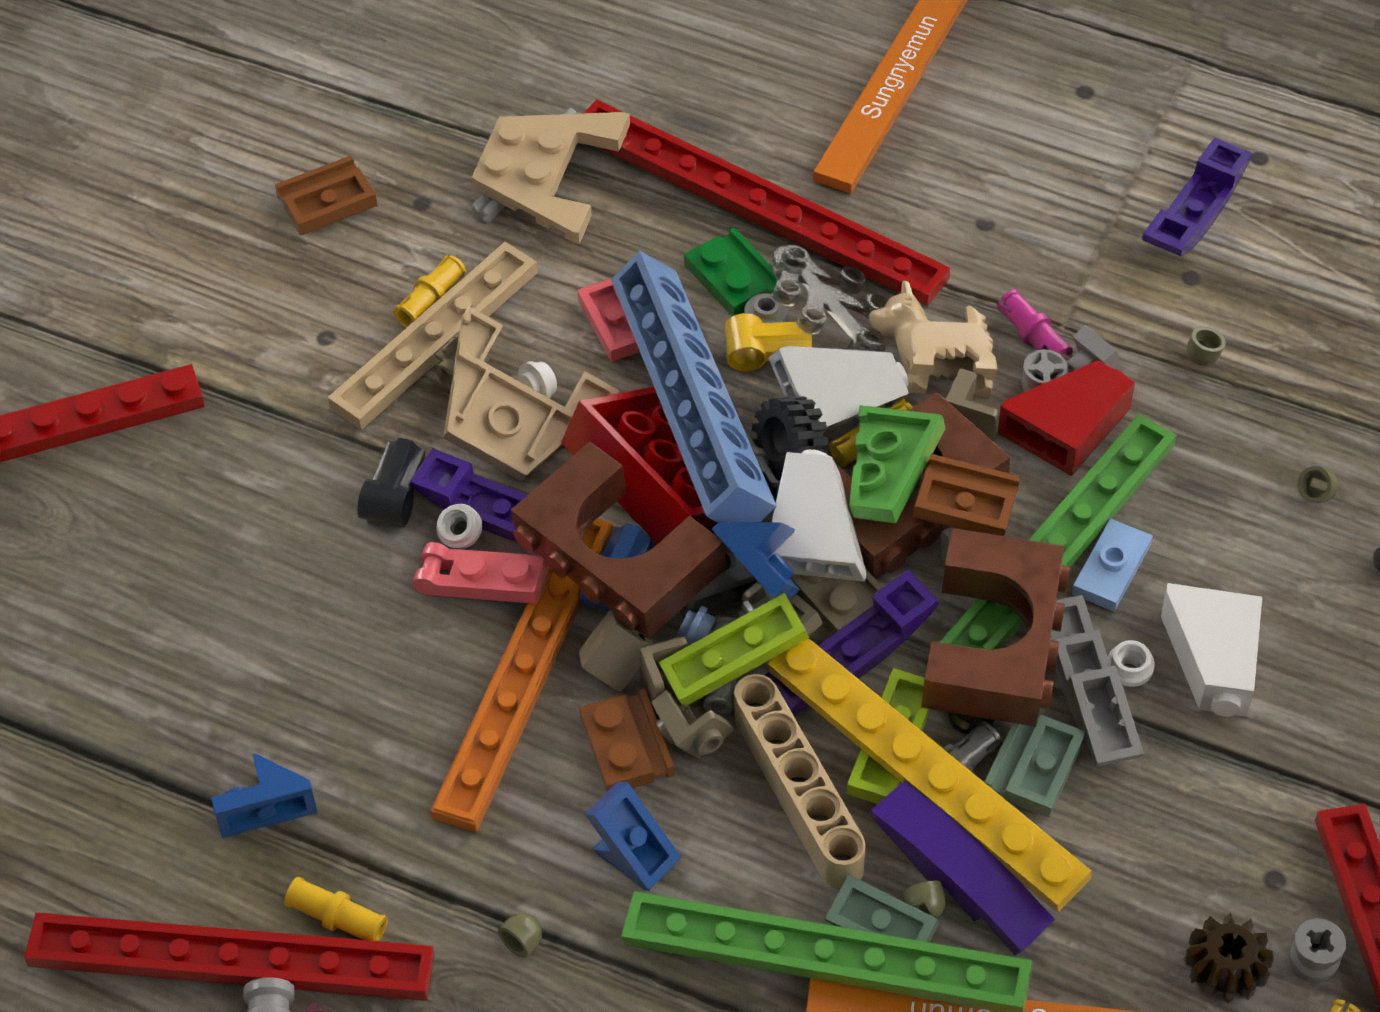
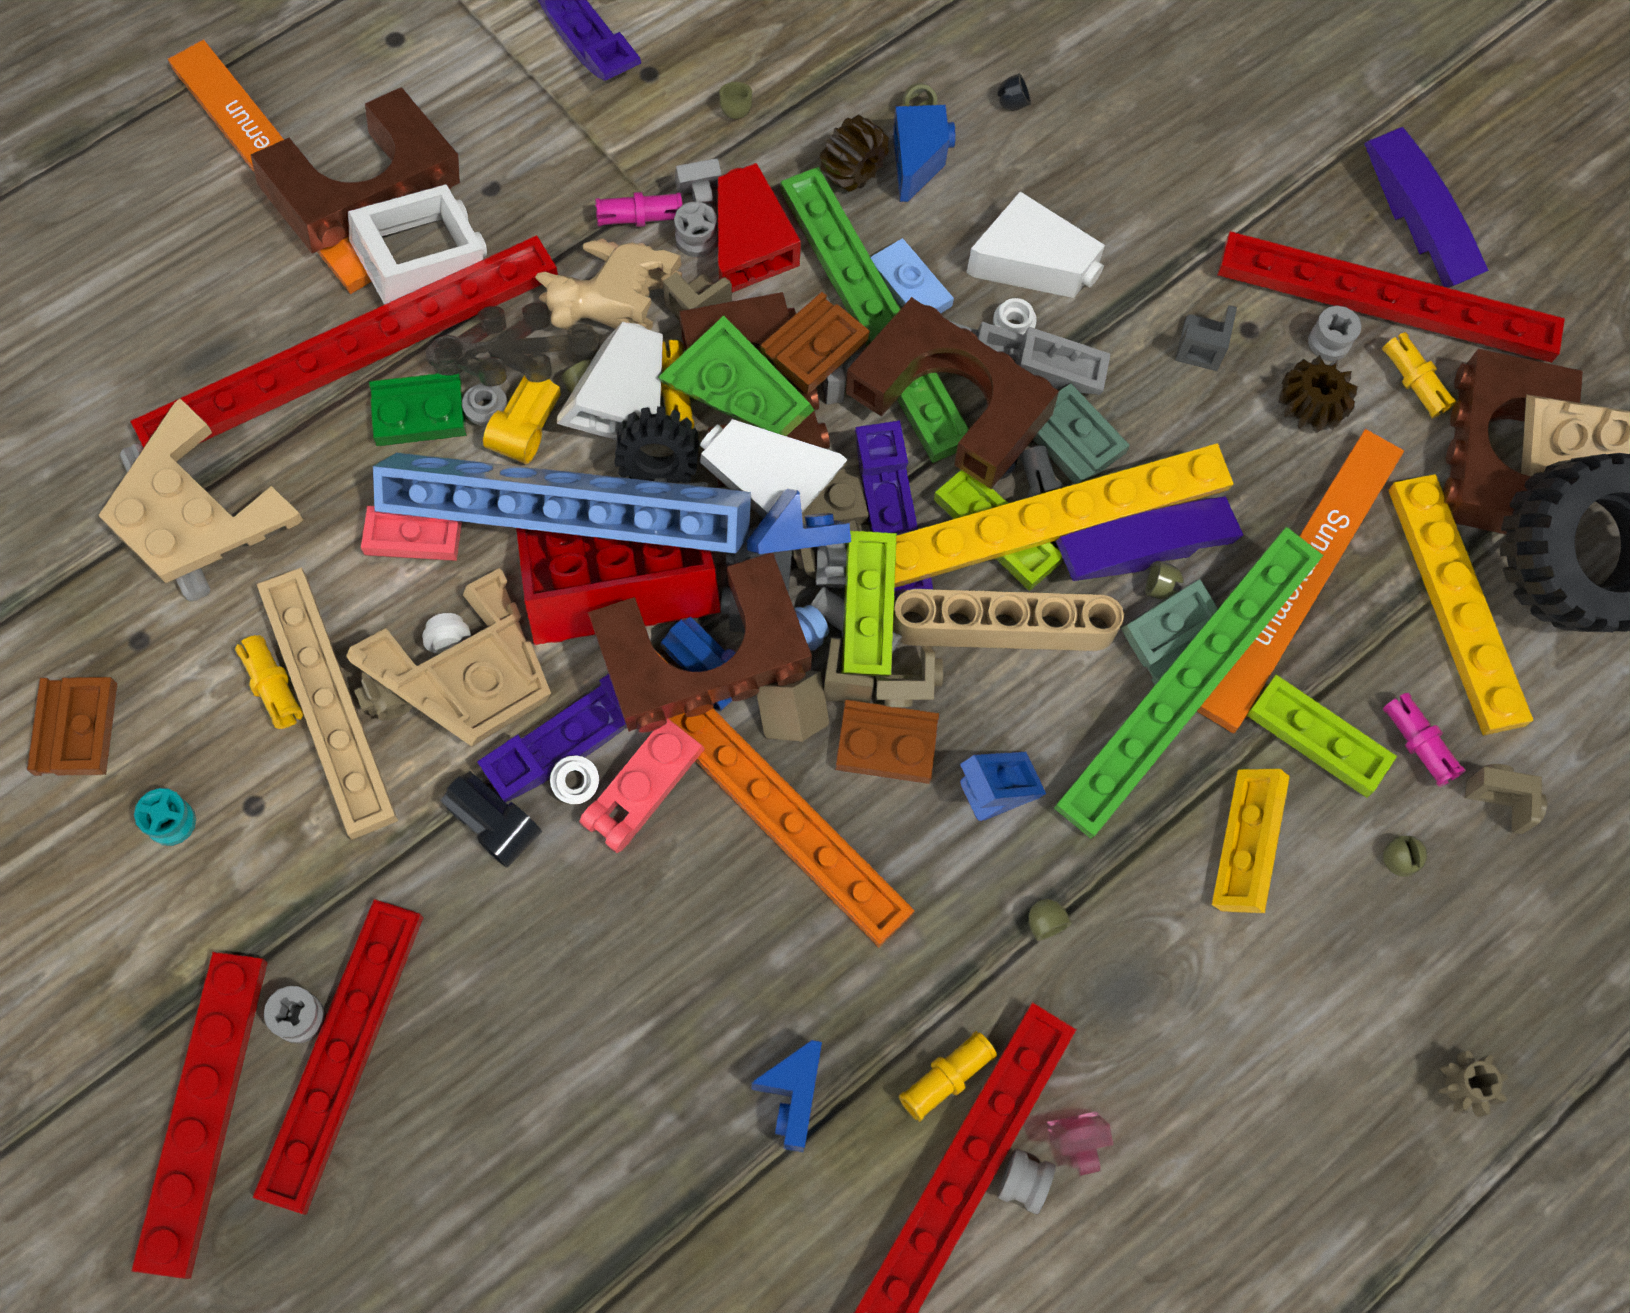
camera: 70 degrees left, 15 degrees up
(153, 483) = (338, 1058): none -> red tile
(162, 443) = (302, 1023): none -> light grey wheel
(283, 284) = (159, 807): none -> teal wheel
(896, 165) = (402, 213): none -> white window
(952, 159) = (320, 206): none -> copper arch
(1208, 452) = (854, 153): none -> dark brown gear
(1226, 837) = (1205, 340): none -> dark grey panel
(1261, 506) = (920, 145): none -> blue slope

